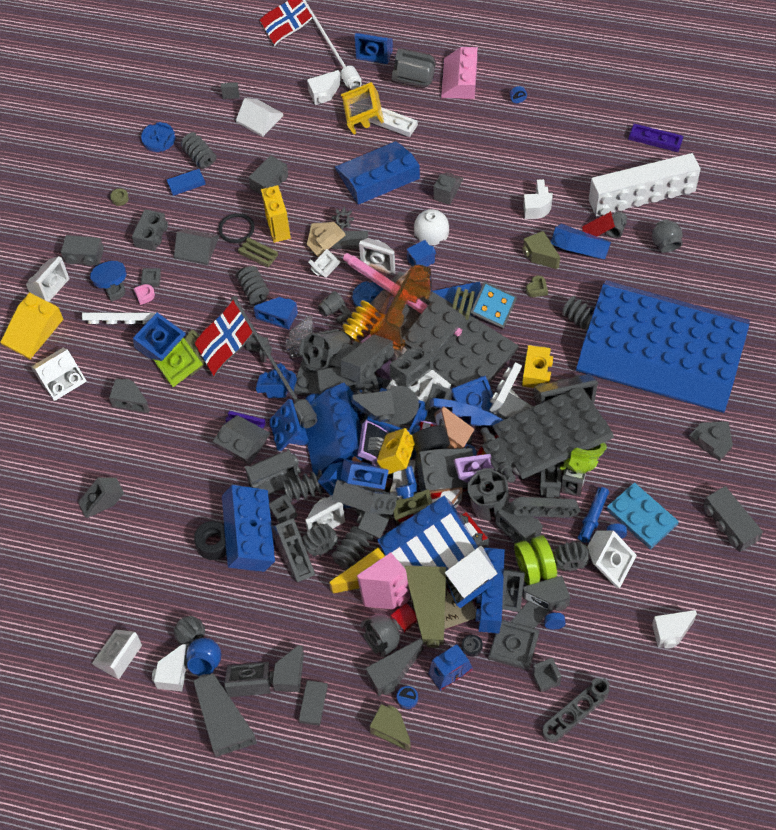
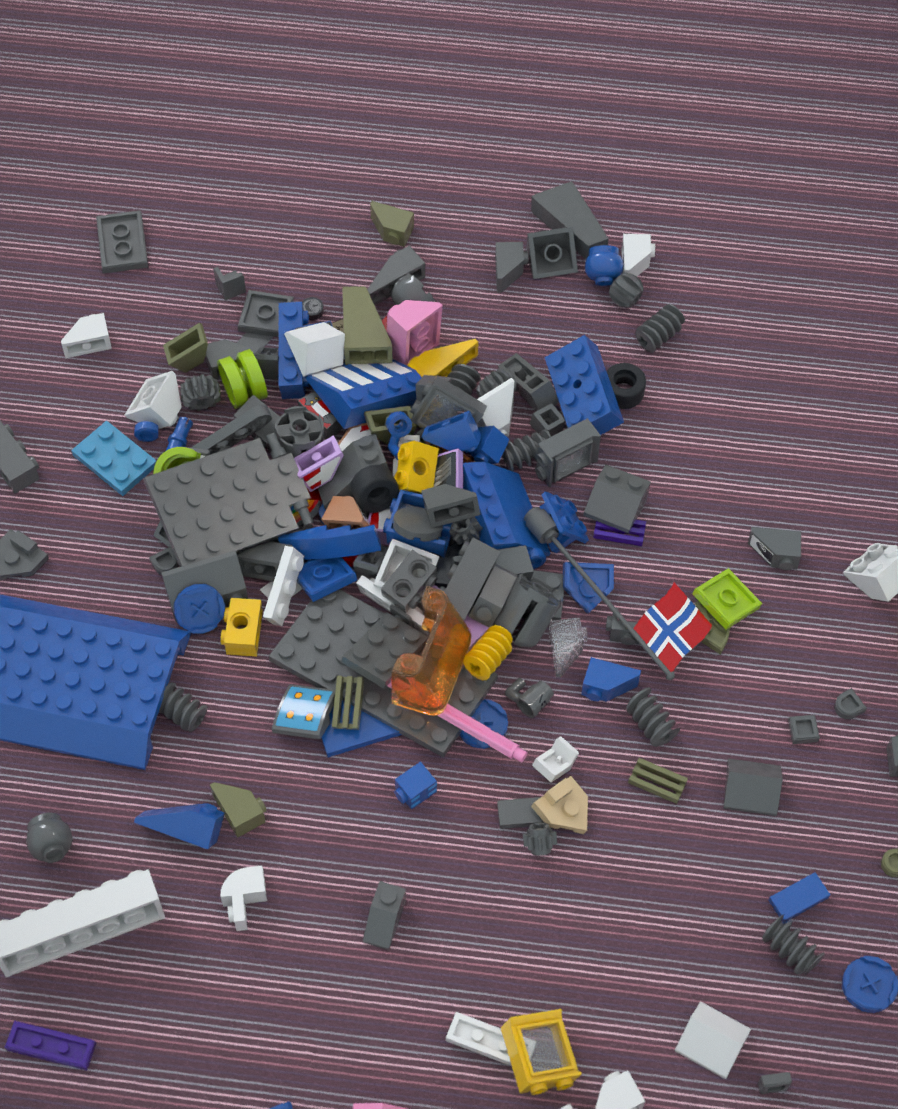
camera: 170 degrees right, 0 degrees up
(101, 496) = (771, 423): dark grey slope -> none
(108, 274) = (865, 721): blue tile -> none
(111, 318) = (826, 657): white plate -> none
(118, 652) = (700, 267): white slope -> none
(144, 293) = (805, 703): bright pink tile -> none
(150, 230) = (833, 799): dark grey brick -> none
(157, 338) = (761, 620): blue slope -> none
(170, 589) = (660, 328): none -> dark grey piece
(232, 216) = (700, 800): black piece -> none
(268, 174) = (668, 903): dark grey brick -> none
(276, 214) = (649, 821): yellow window -> none
(313, 703) = (478, 244): dark grey tile -> none
(377, 255) = (478, 773): white slope -> none
(379, 172) = (500, 938): blue slope -> none
(407, 697) = (378, 256): blue tile -> none
(431, 226) = (404, 840): white cylinder -> none
(451, 666) = (331, 275): blue torso -> none
(537, 287) = (244, 755): olive tile -> none
(554, 621) = (220, 332): blue tile -> none
(569, 373) = (199, 608): none -> blue tile
(573, 709) = (177, 273): dark grey beam -> none
(584, 593) = (187, 349): none -> olive slope
(599, 225) = (151, 853): red sticker -> none
(620, 222) = (126, 859): dark grey piece -> none
(650, 738) = (122, 241): none -> dark grey tile

